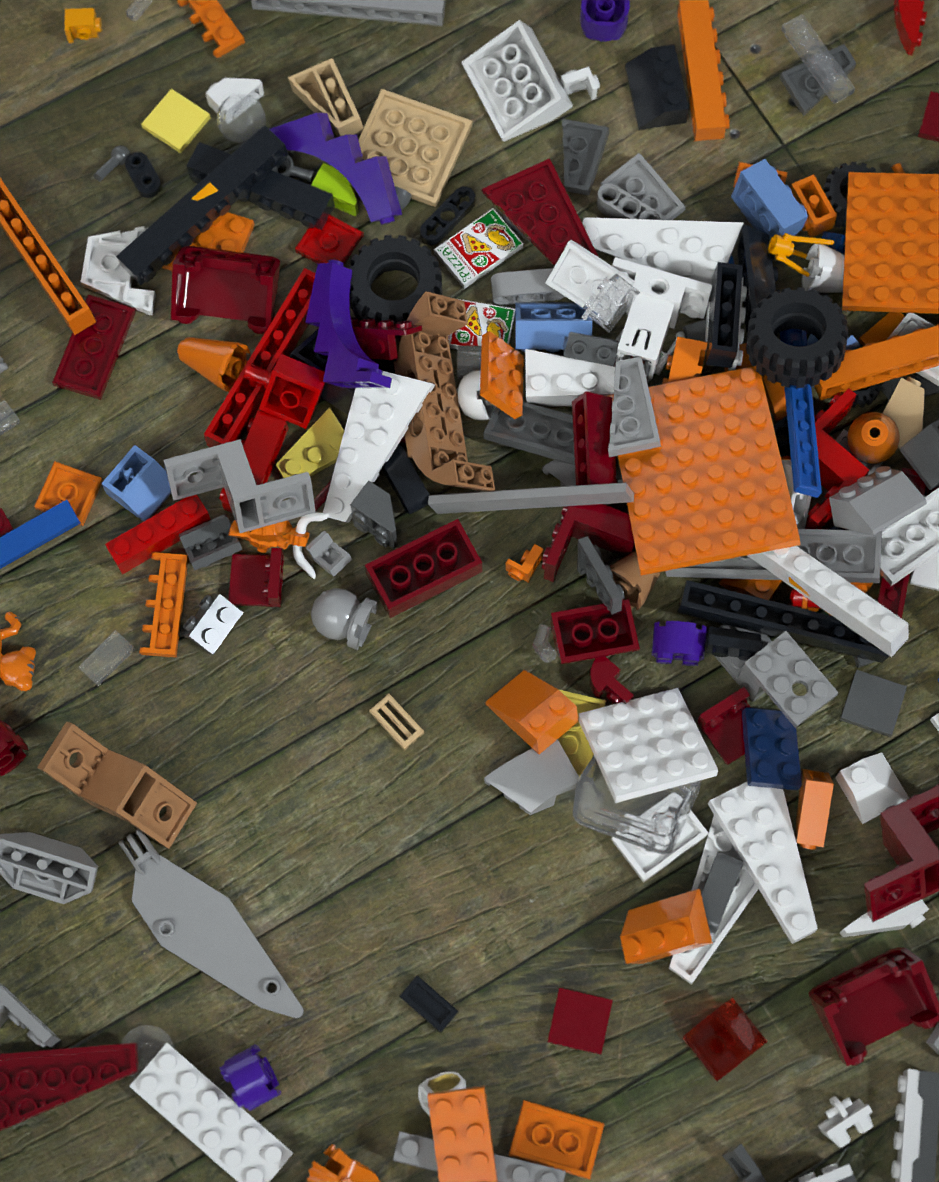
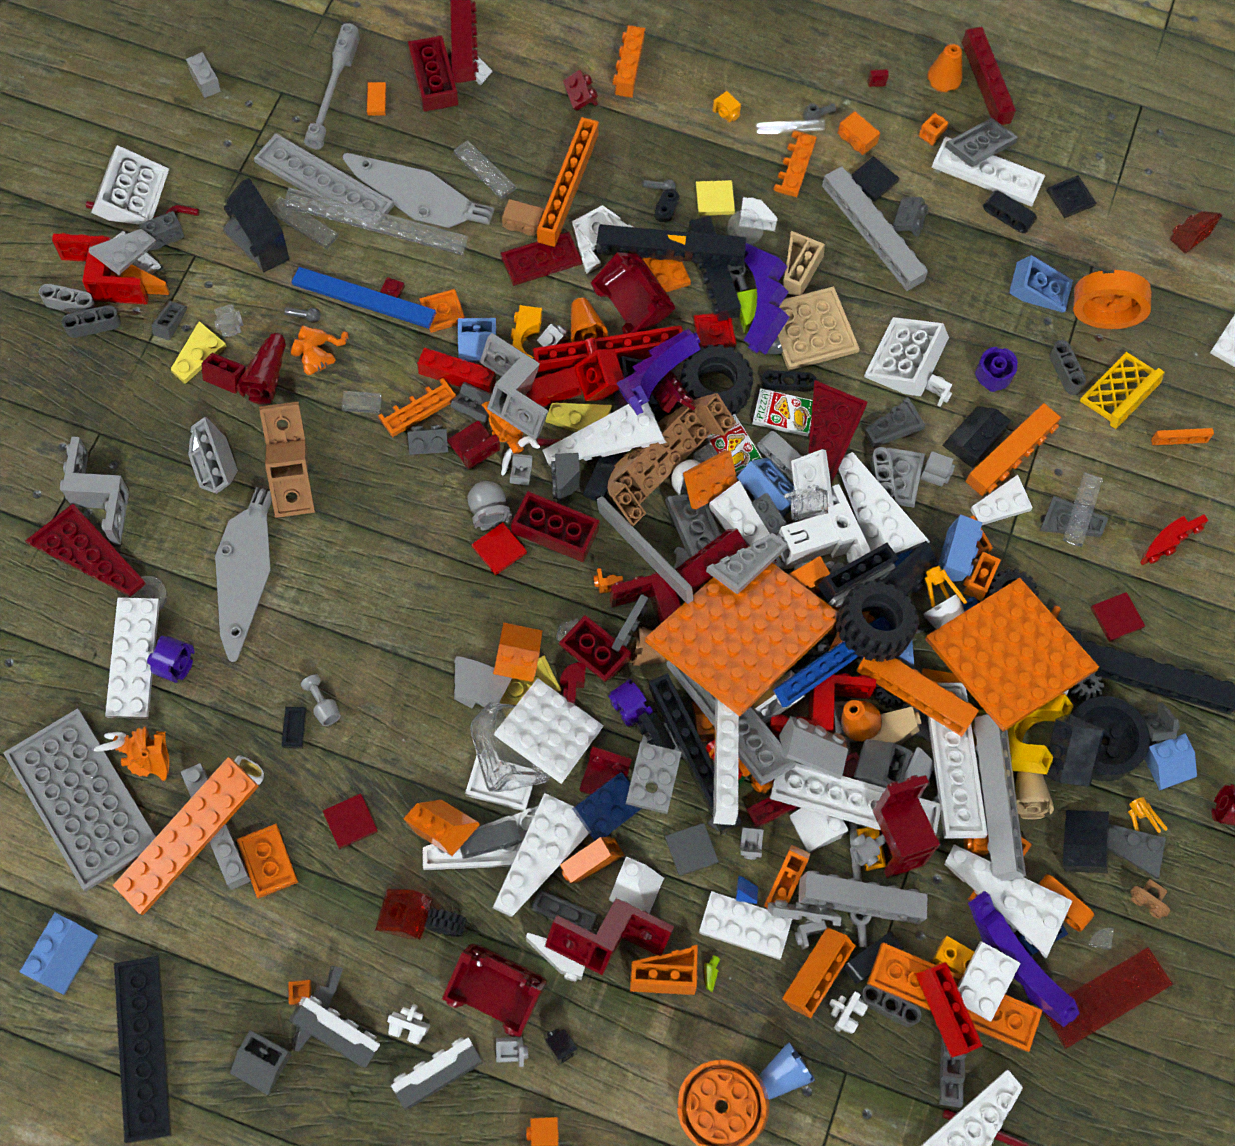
camera: 45 degrees right, 5 degrees down
(33, 327) = (522, 217): none -> medium nougat brick
(162, 418) = (527, 324): none -> light orange arch
(200, 405) = (553, 335): none -> light grey bracket
(397, 644) = (499, 548): none -> red tile
(411, 737) = (448, 598): tan tile -> none
(440, 955) = (325, 709): none -> light grey piece
(668, 153) = (938, 469): none -> light grey brick
(747, 125) = (1002, 503): none -> white wing
(770, 1003) = (445, 922): none -> black tyre
(844, 876) = (552, 906): none -> dark grey tile
(918, 644) = (751, 842): none -> light grey bracket

